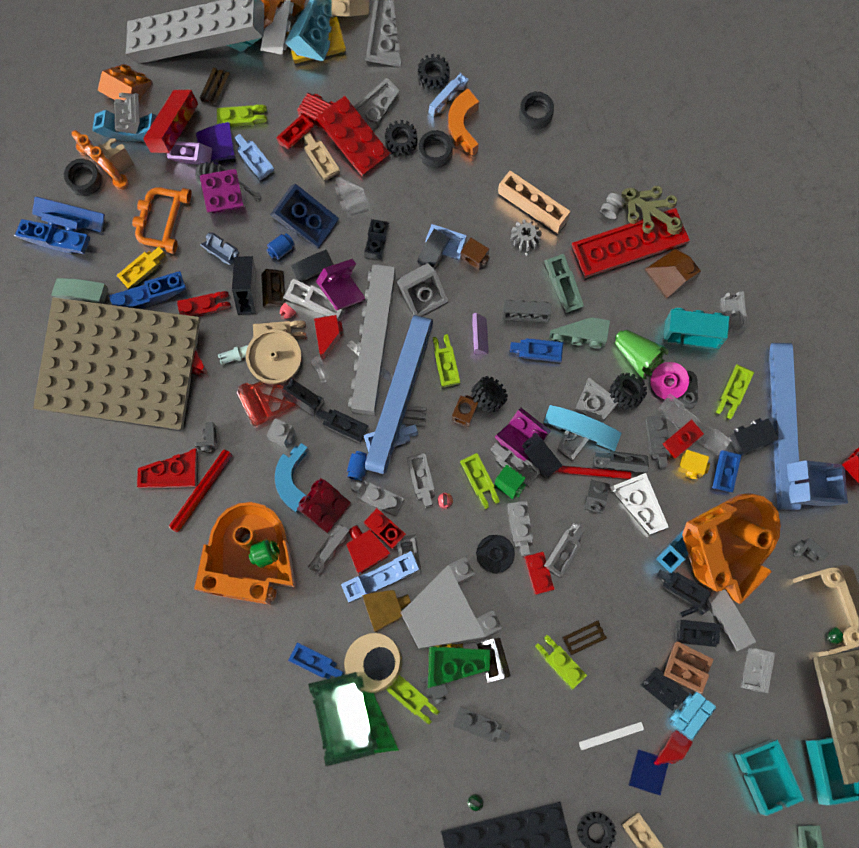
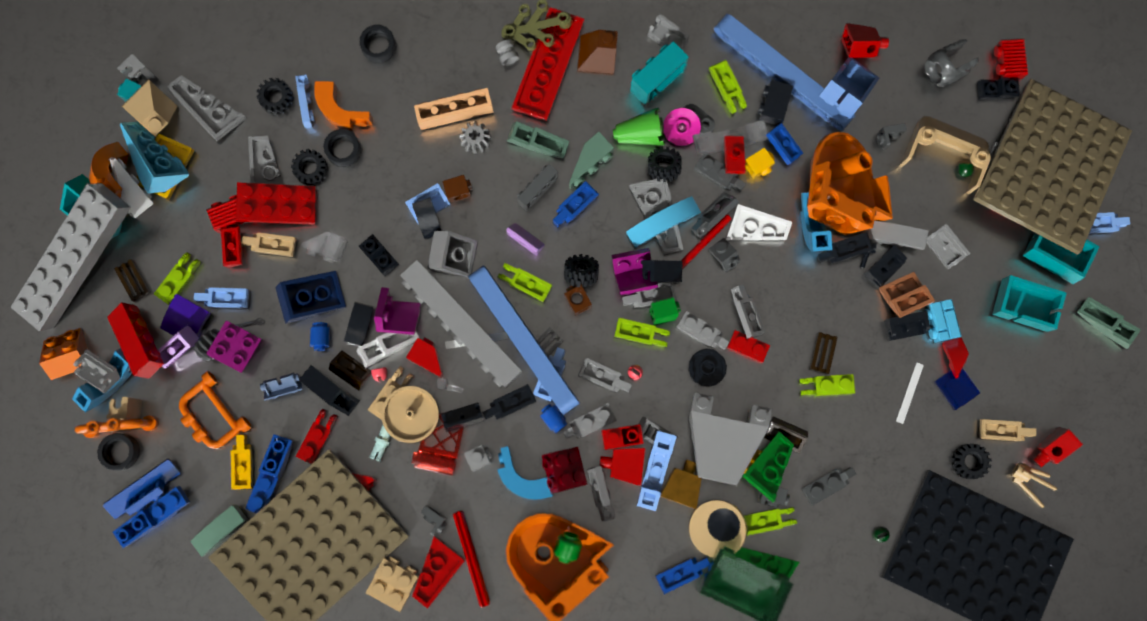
camera: 55 degrees left, 5 degrees up
(137, 447) = (393, 583): none -> tan plate

